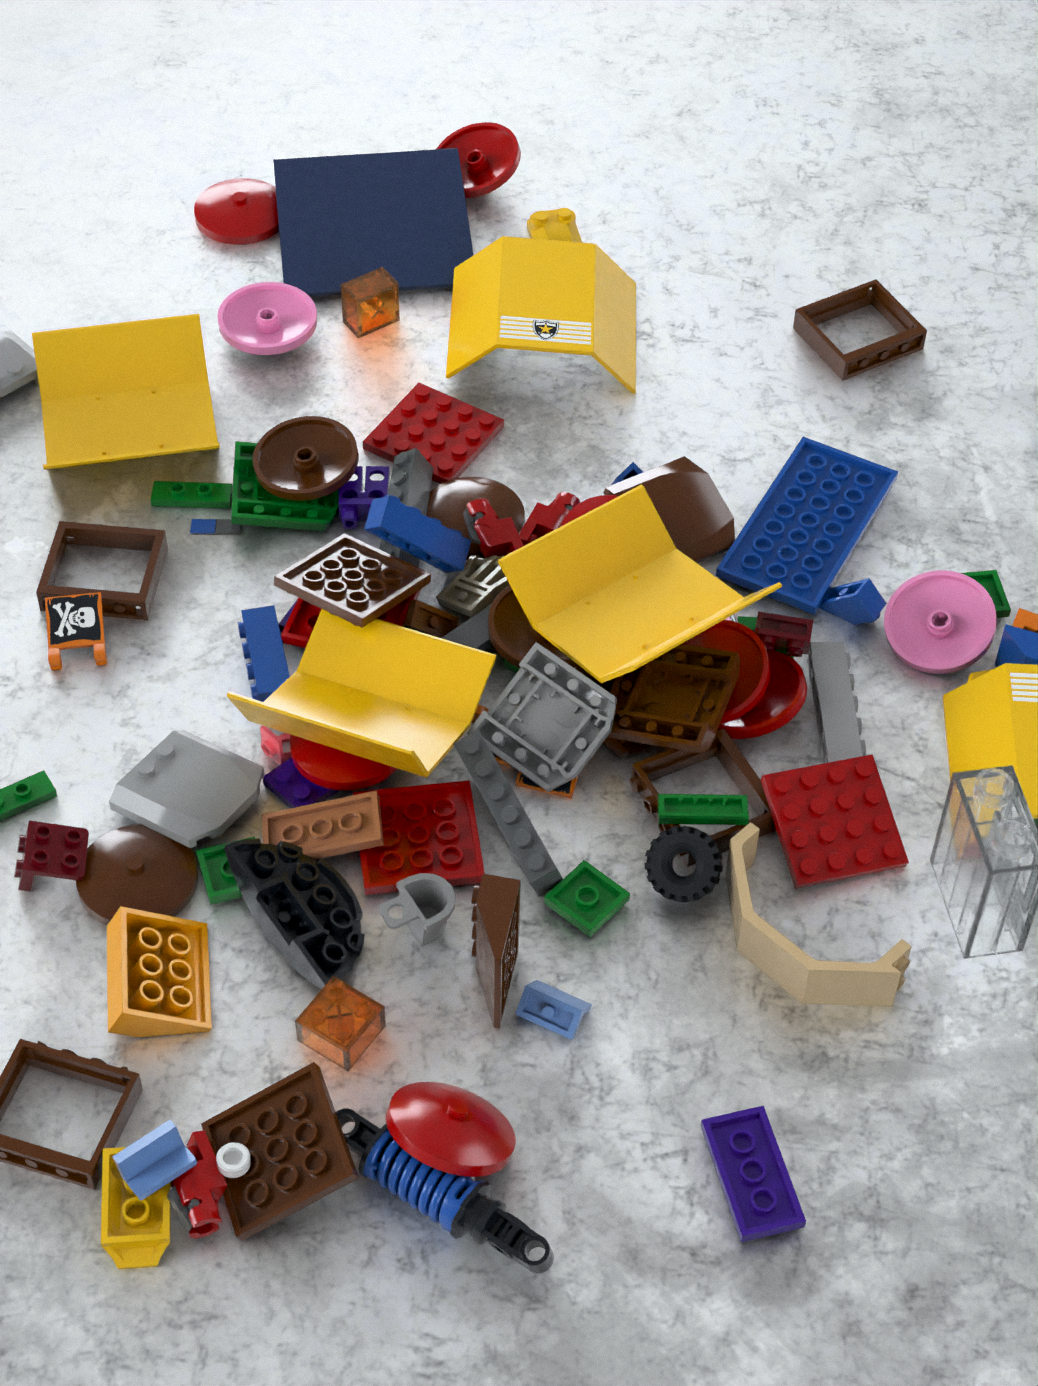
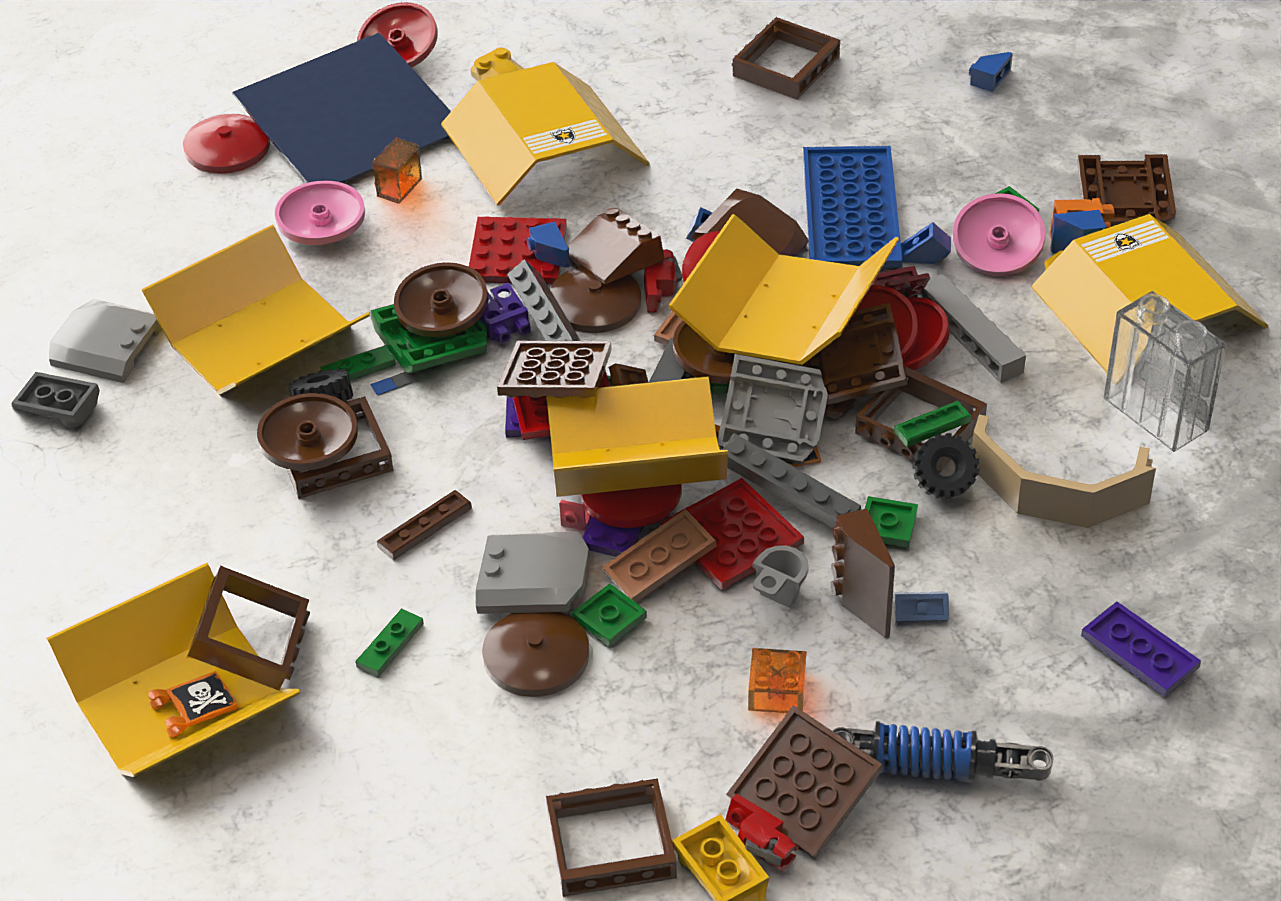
camera: 25 degrees left, 5 degrees down
(51, 852) = (456, 660): dark red bracket -> none
(73, 624) = (345, 492): flag -> none
(75, 545) = (307, 431): none -> reddish brown dish
(128, 507) = (329, 382): none -> black tyre
(132, 690) = (424, 524): none -> reddish brown tile
(154, 1160) = (723, 826): medium blue panel -> none
(157, 975) = (609, 710): light orange slope -> none
(233, 1160) = (777, 802): white tile -> none
(264, 650) = (515, 456): blue brick -> none
(300, 907) = (685, 617): black brick -> none
(417, 534) = (578, 317): blue brick -> none
(450, 1129) = (918, 709): red dish -> none
(457, 440) = (549, 244): none -> blue slope
(474, 586) = (647, 350): dark tan plate -> none
(491, 534) = (633, 300): red plate -> none
(521, 470) = (615, 246): none -> slope
(834, 821) = (1026, 395): red plate -> none

